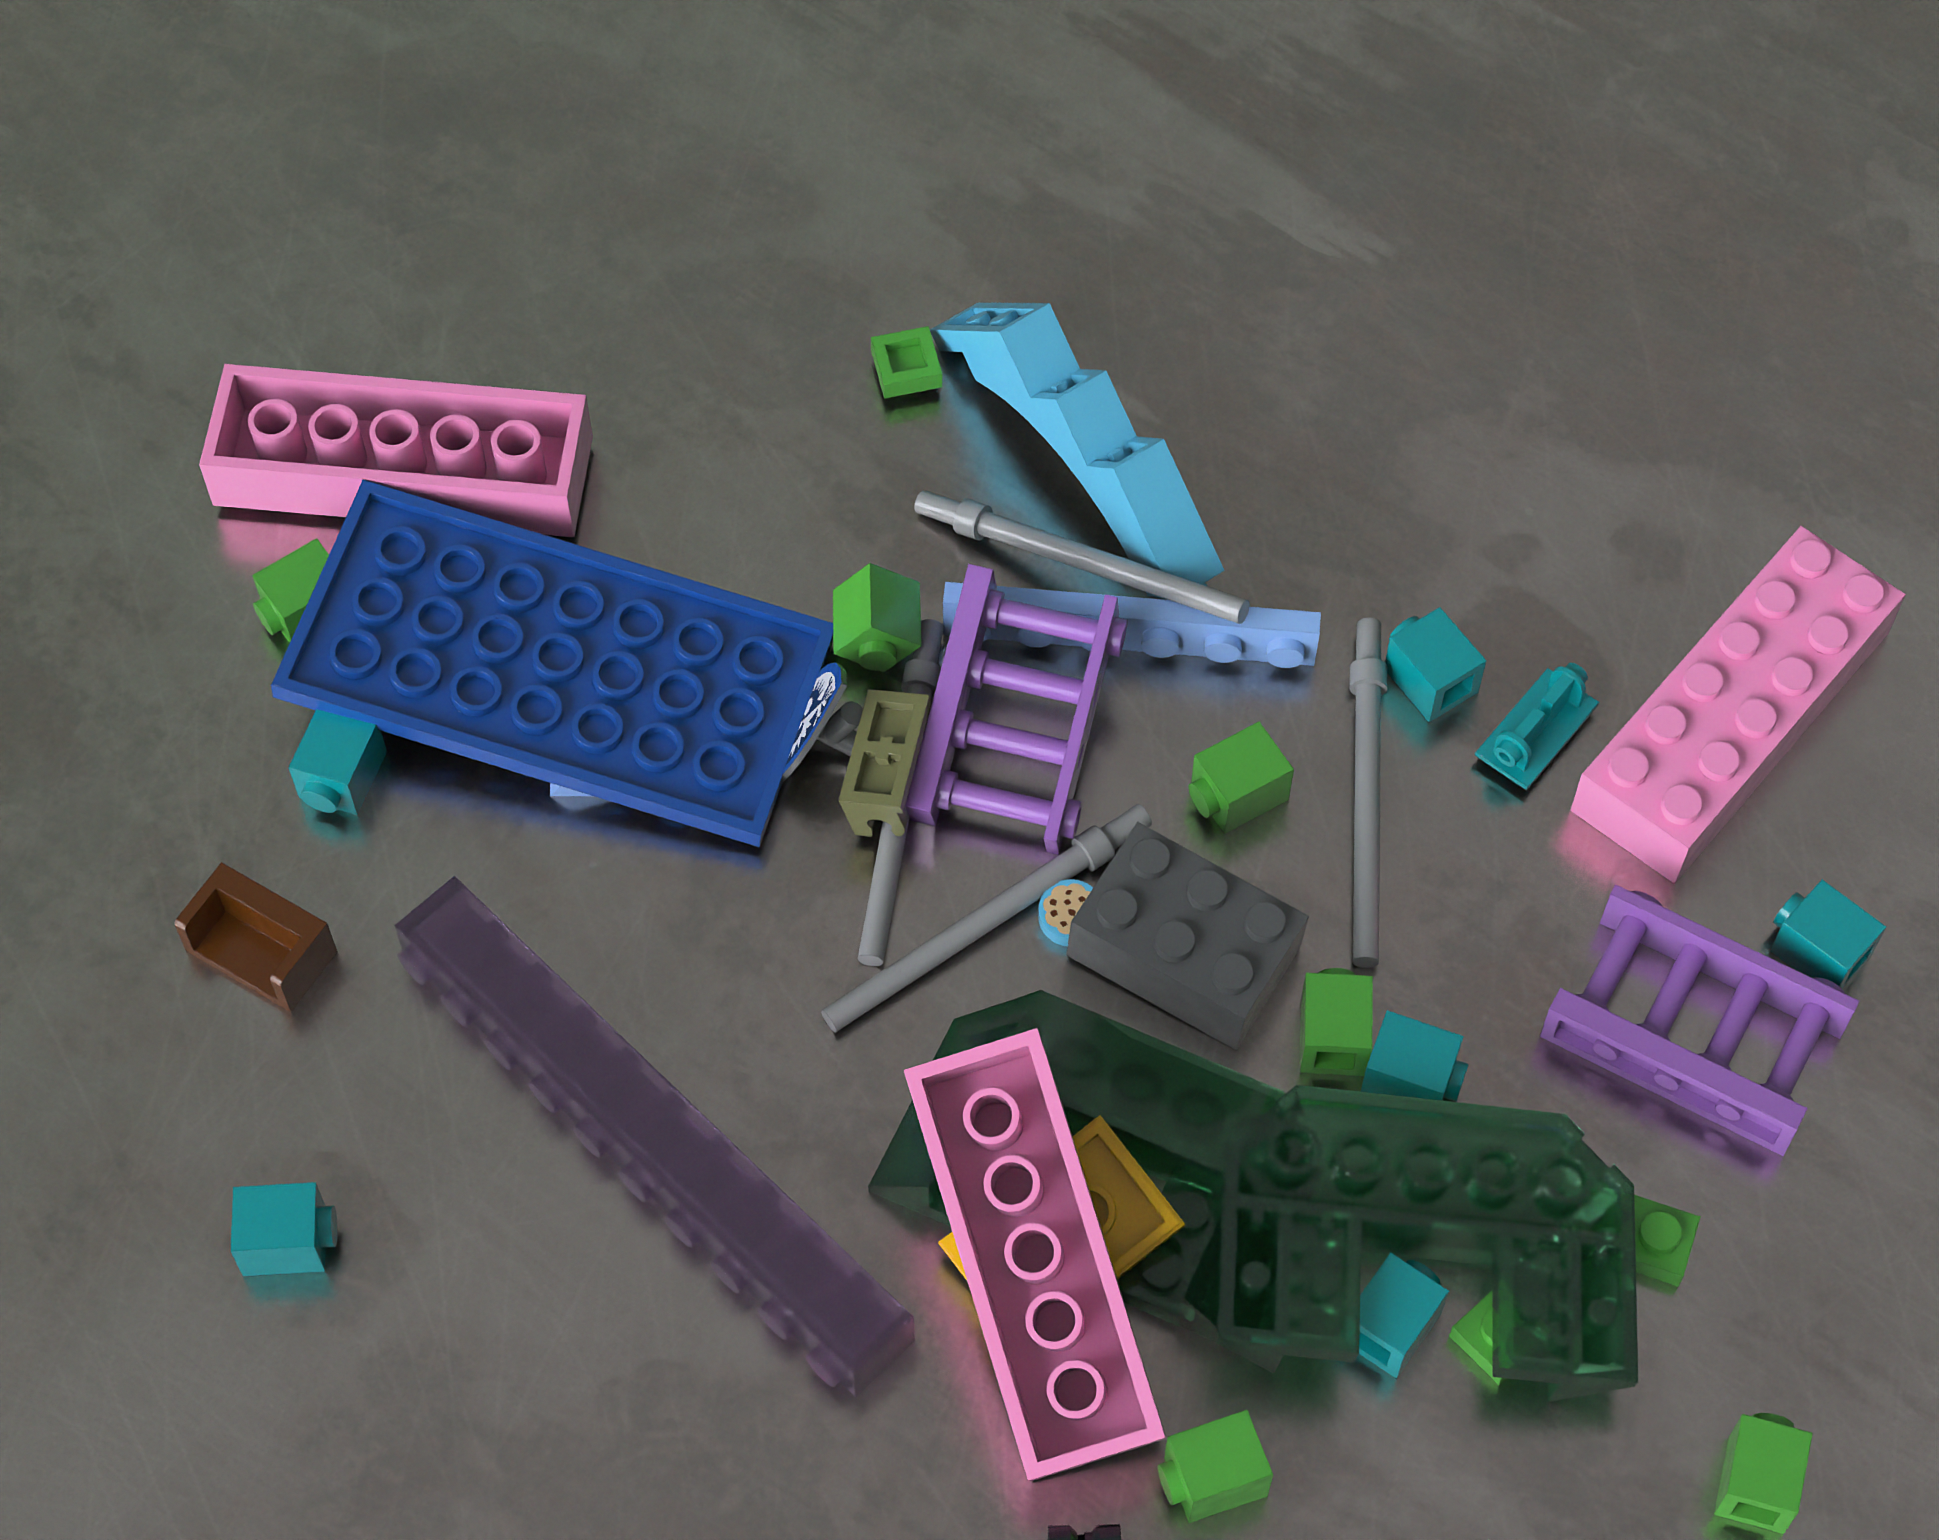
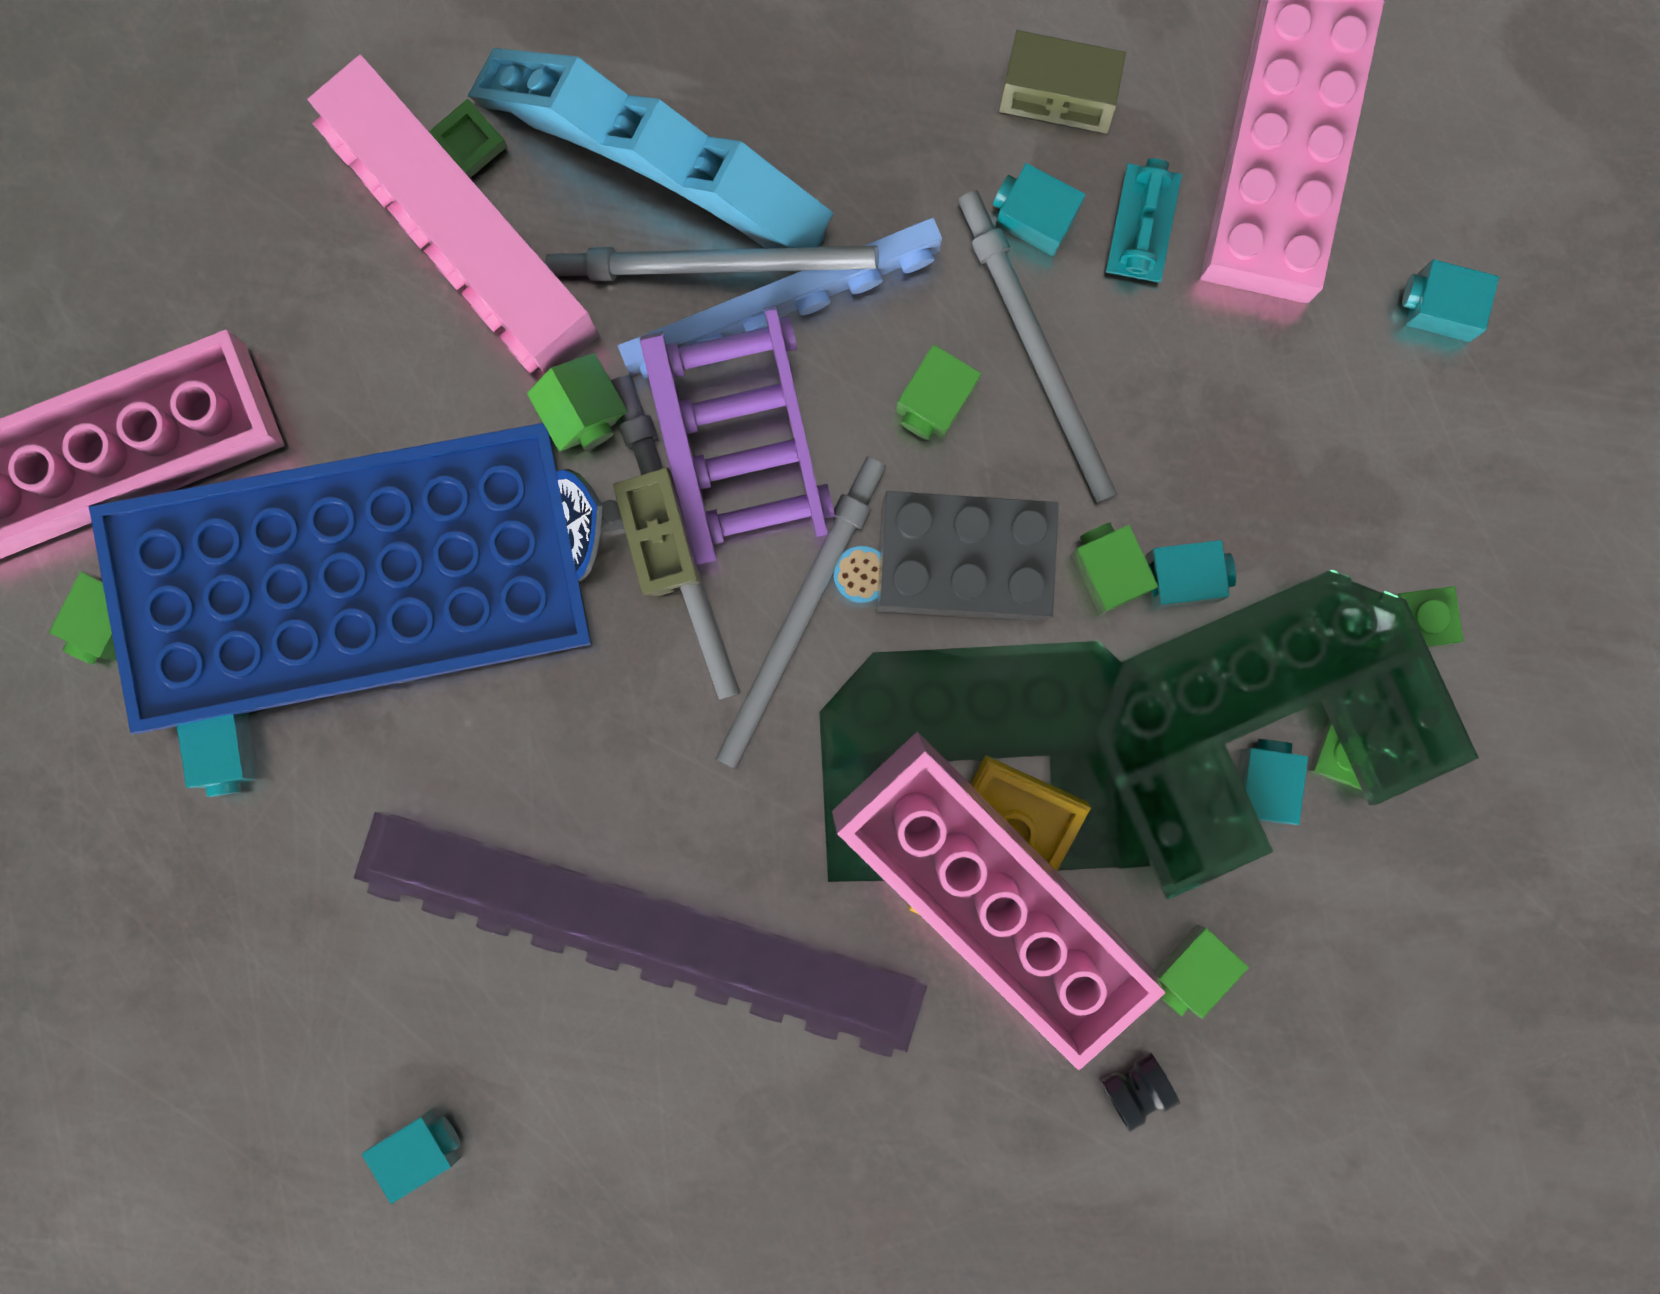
camera: 25 degrees left, 25 degrees up
(256, 936) = (246, 932): reddish brown panel -> none
(852, 406) = (444, 207): none -> bright pink brick
(1516, 566) = (1062, 81): none -> olive hinge
(1701, 1080) = (1355, 467): medium lavender fence -> none
(1763, 1472) = (1588, 767): bright green brick -> none

